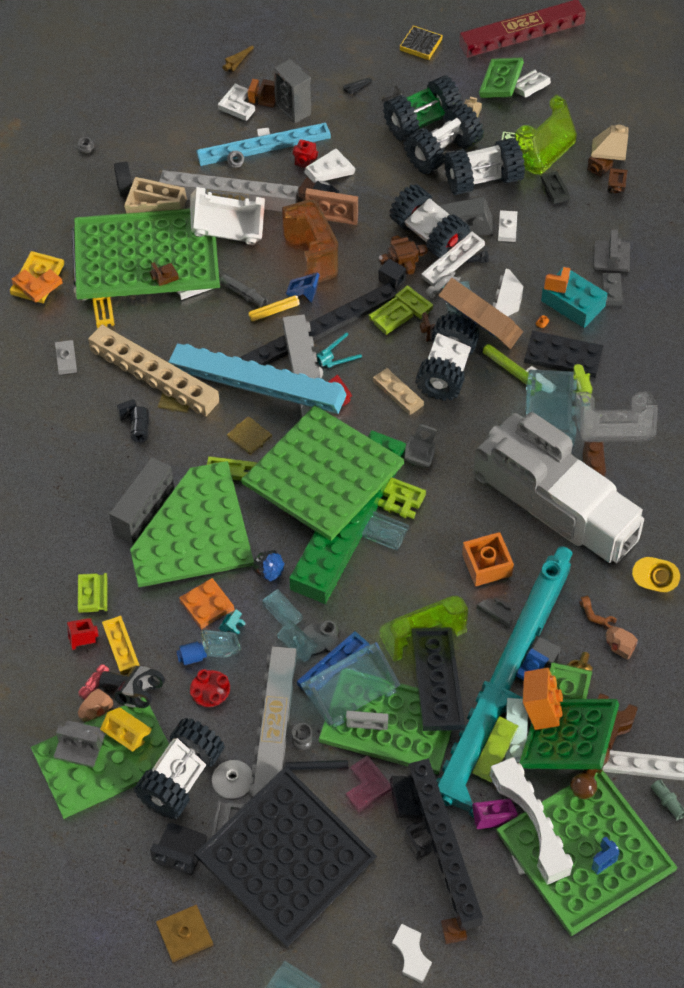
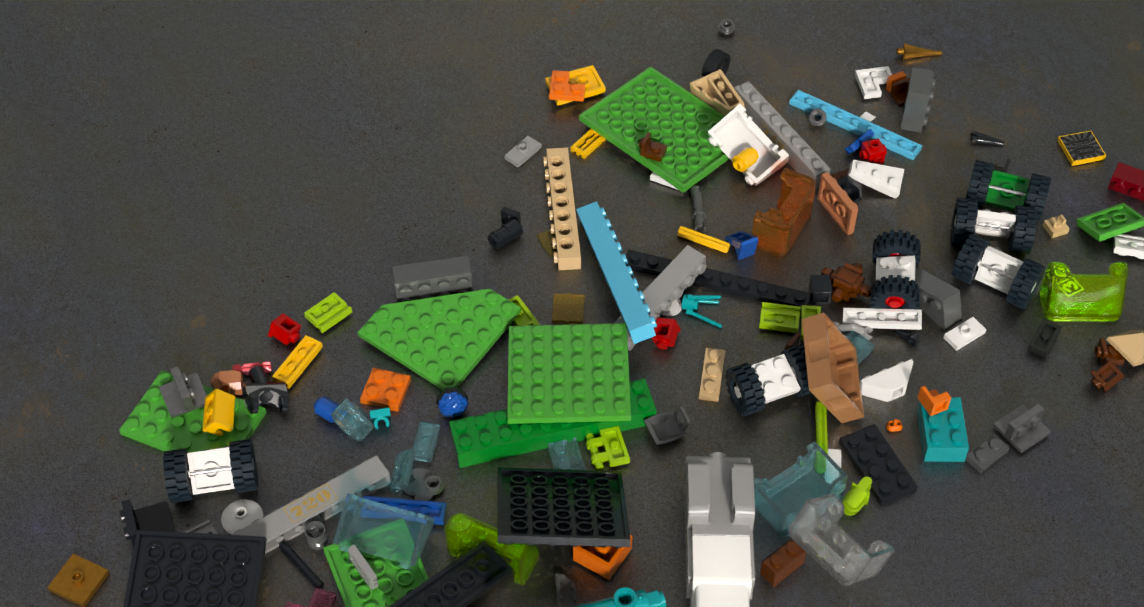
camera: 50 degrees right, 5 degrees down
(209, 688) = (309, 444): red dish -> none
(234, 227) = (745, 159): none -> yellow brick
(284, 152) = (858, 141): none -> blue plate
(439, 556) = (561, 507): none -> black plate

